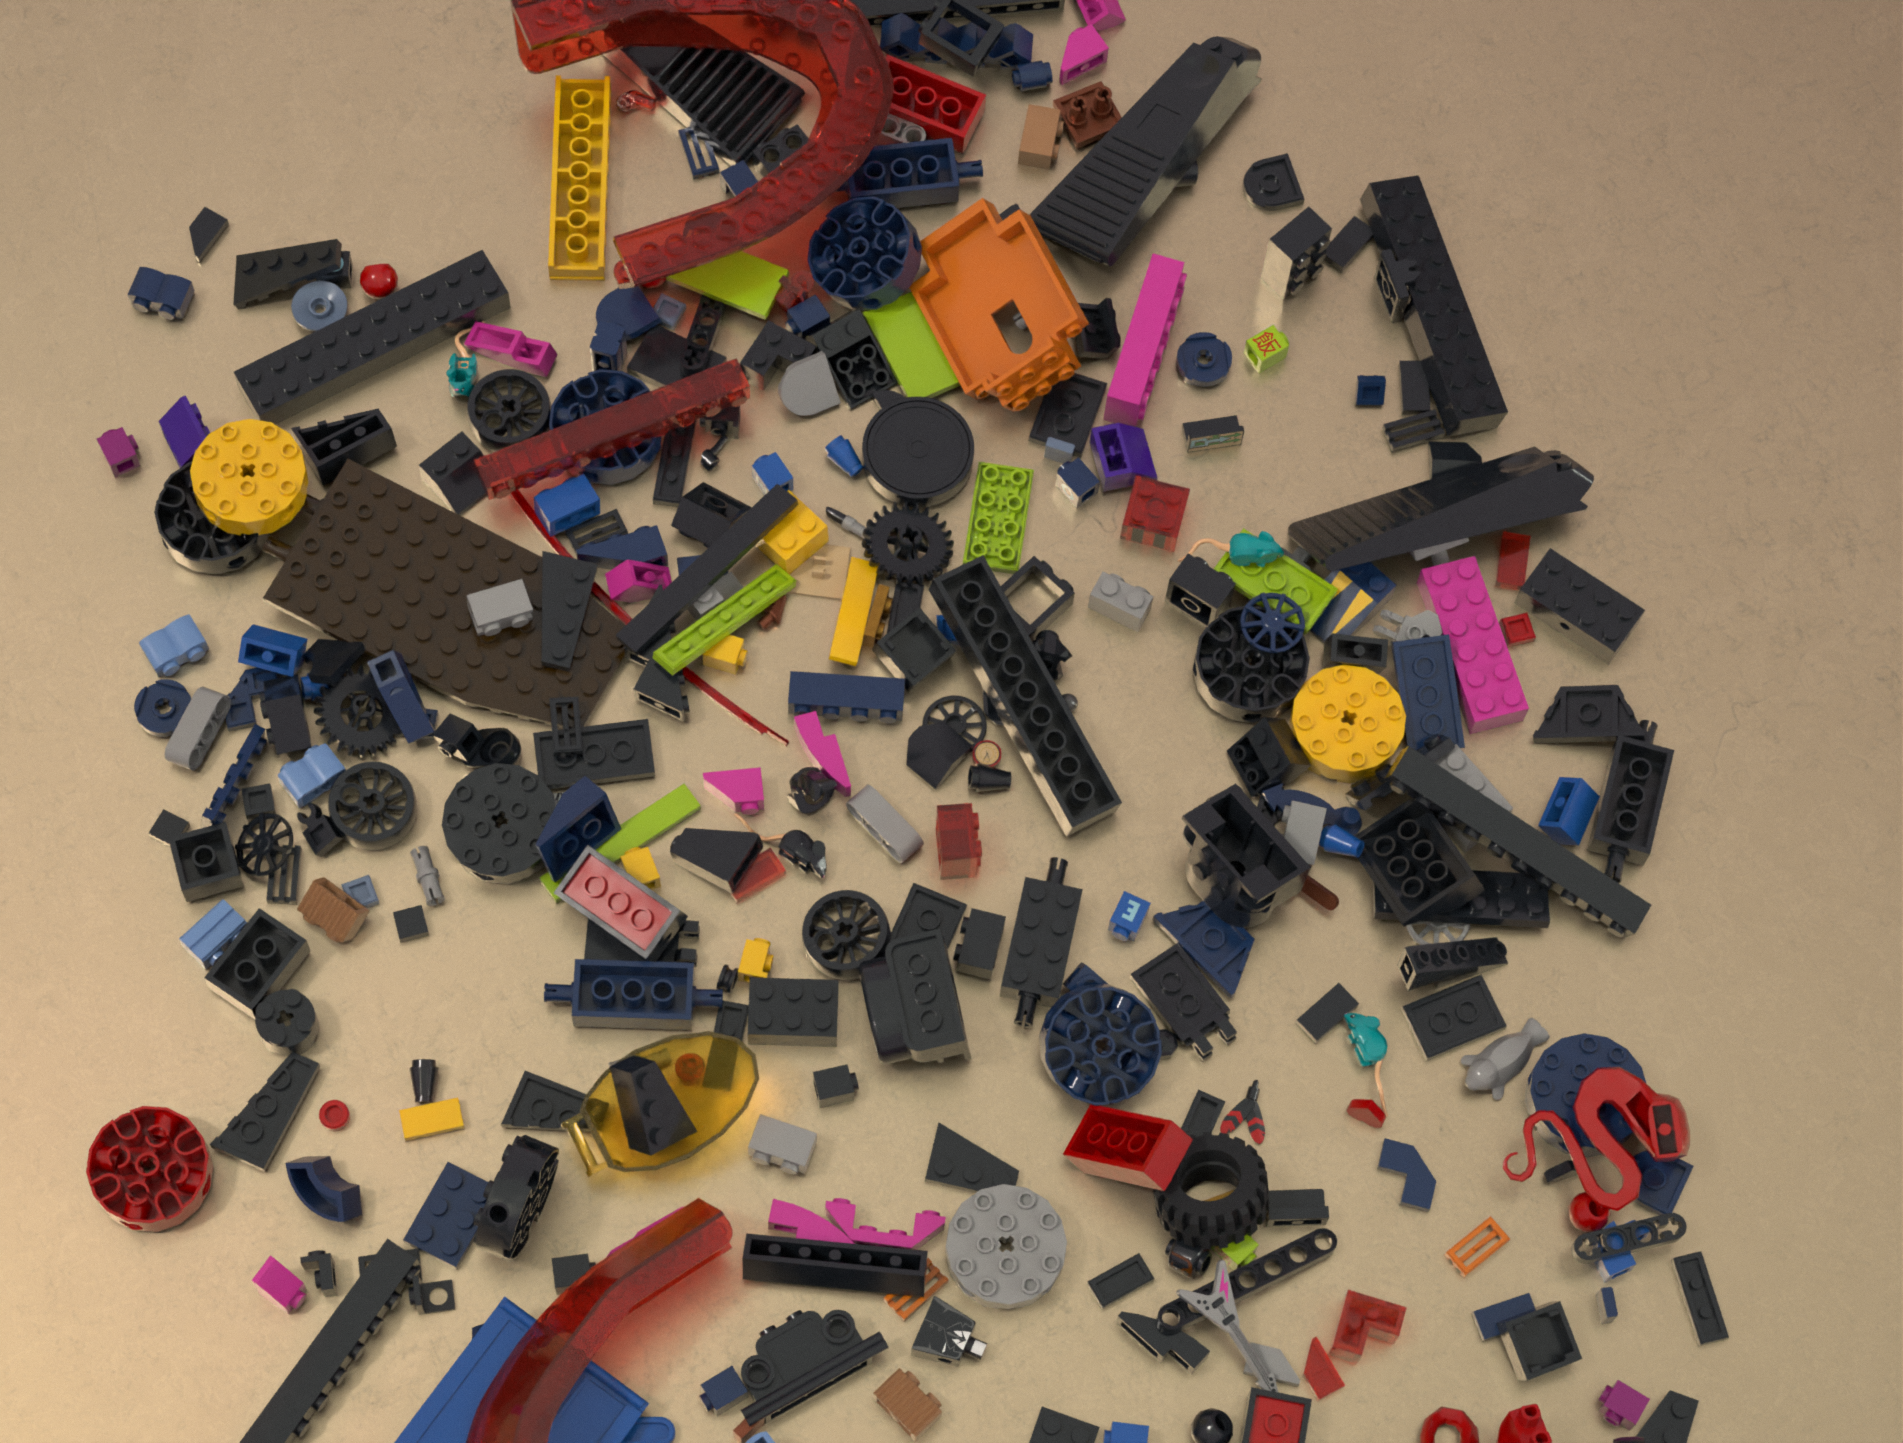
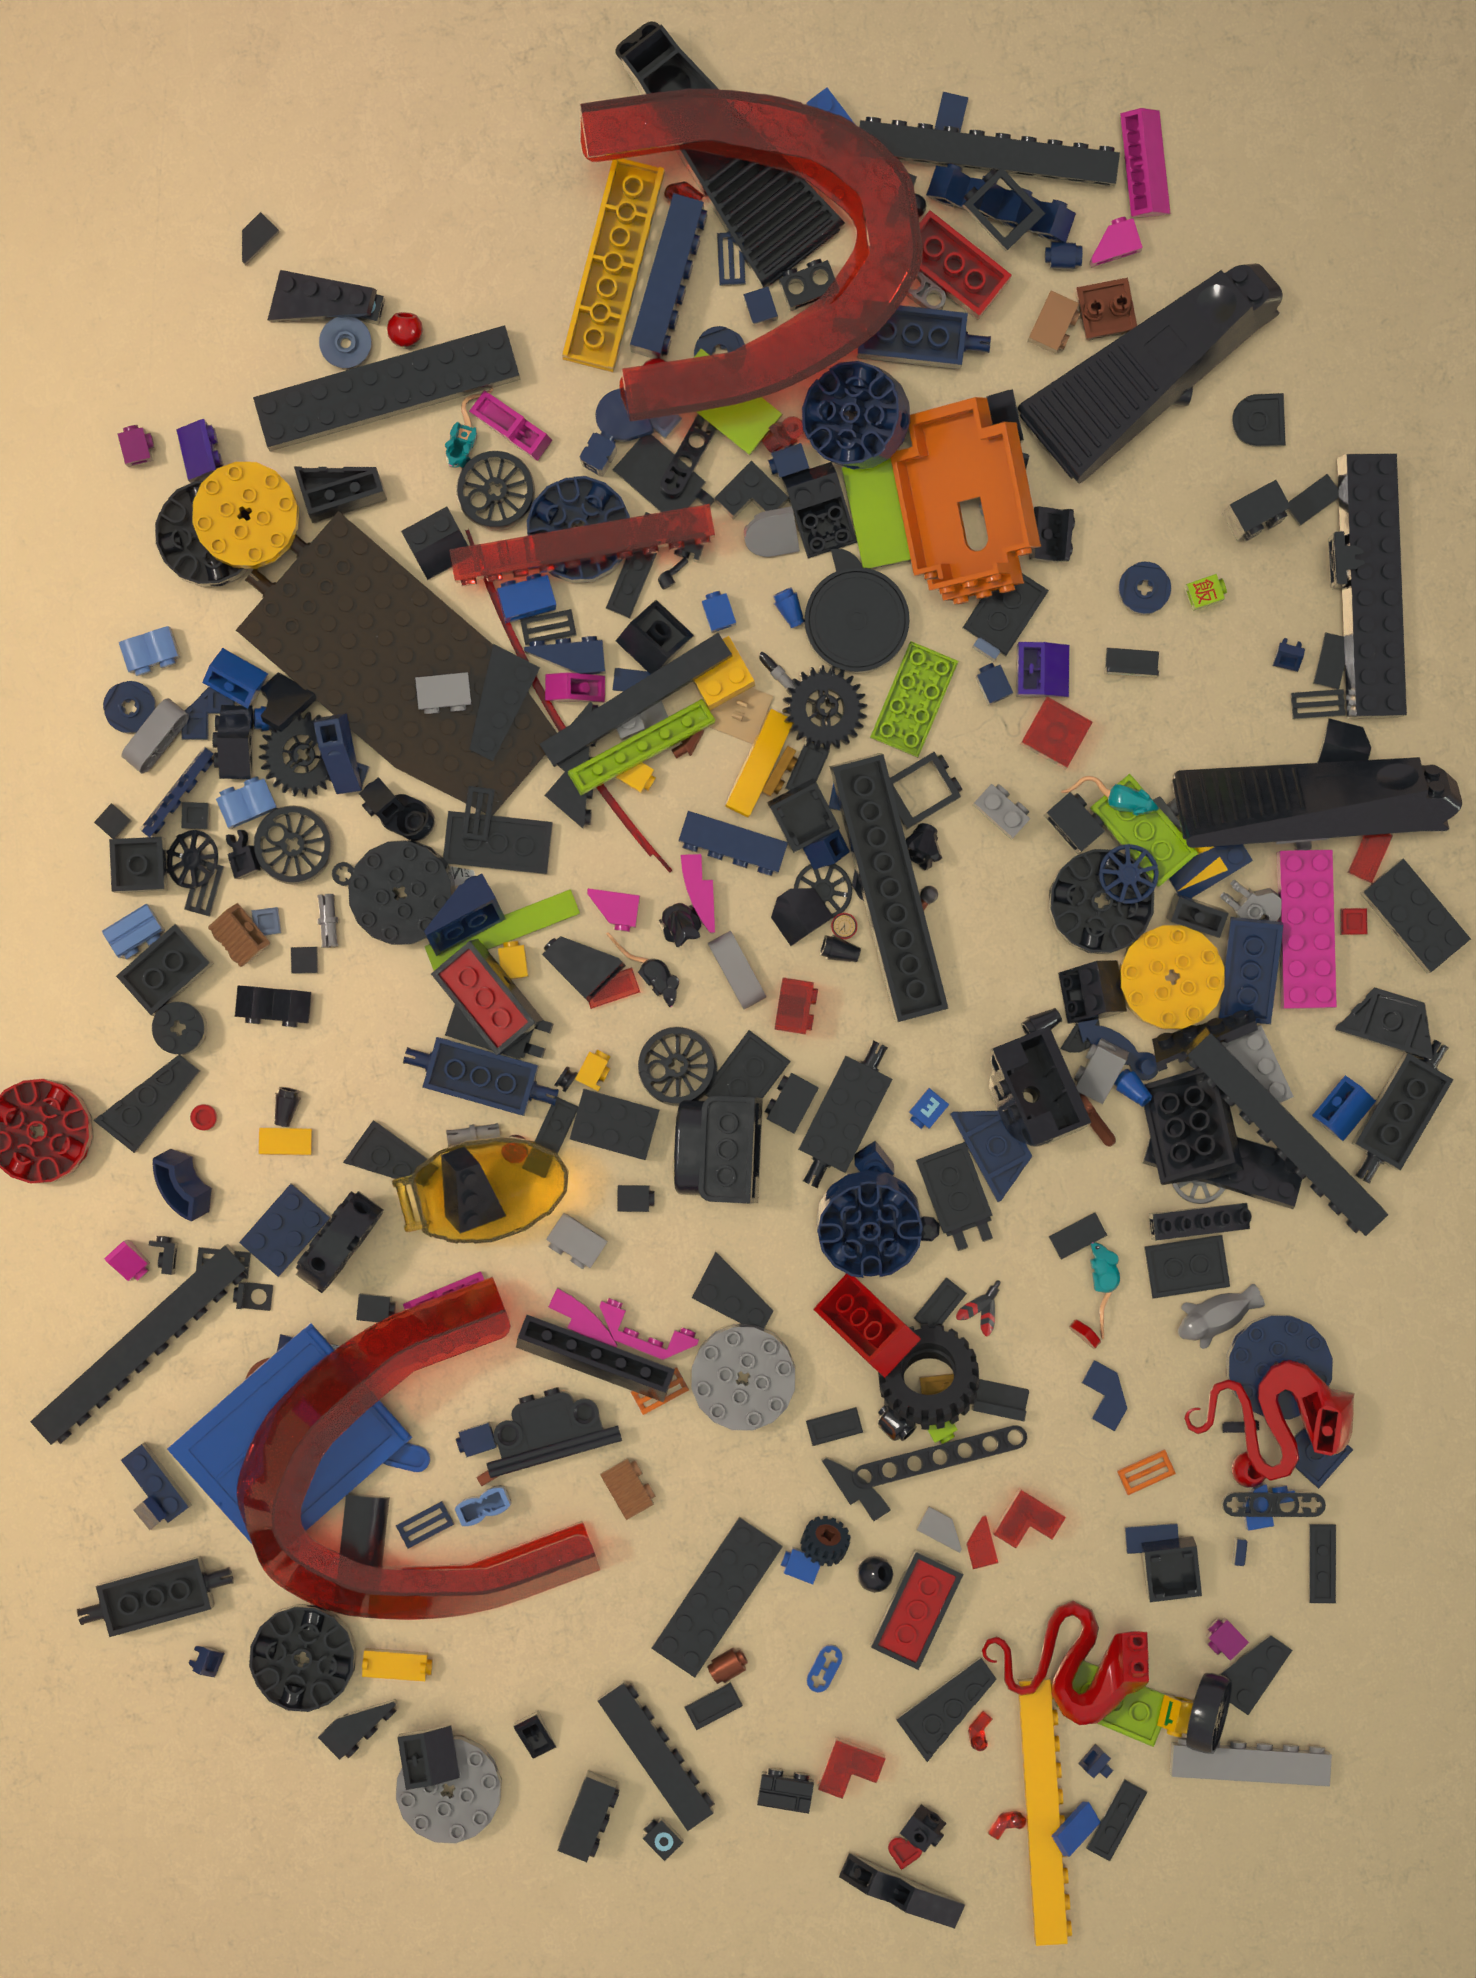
camera: 15 degrees right, 20 degrees up
(160, 293) = (202, 293): dark blue brick -> none
(385, 976) = (272, 1004): none -> black brick
(432, 815) = (336, 878): none -> black bush
(640, 159) = (667, 277): none -> dark blue brick
(946, 1335) = (675, 1439): black torso -> none
(947, 677) = (827, 850): none -> dark blue brick
(1145, 341) = (1092, 561): dark pink brick -> none
(1146, 1404) = (825, 1541): none -> black wheel
(1221, 1310) = (909, 1481): light grey piece -> none

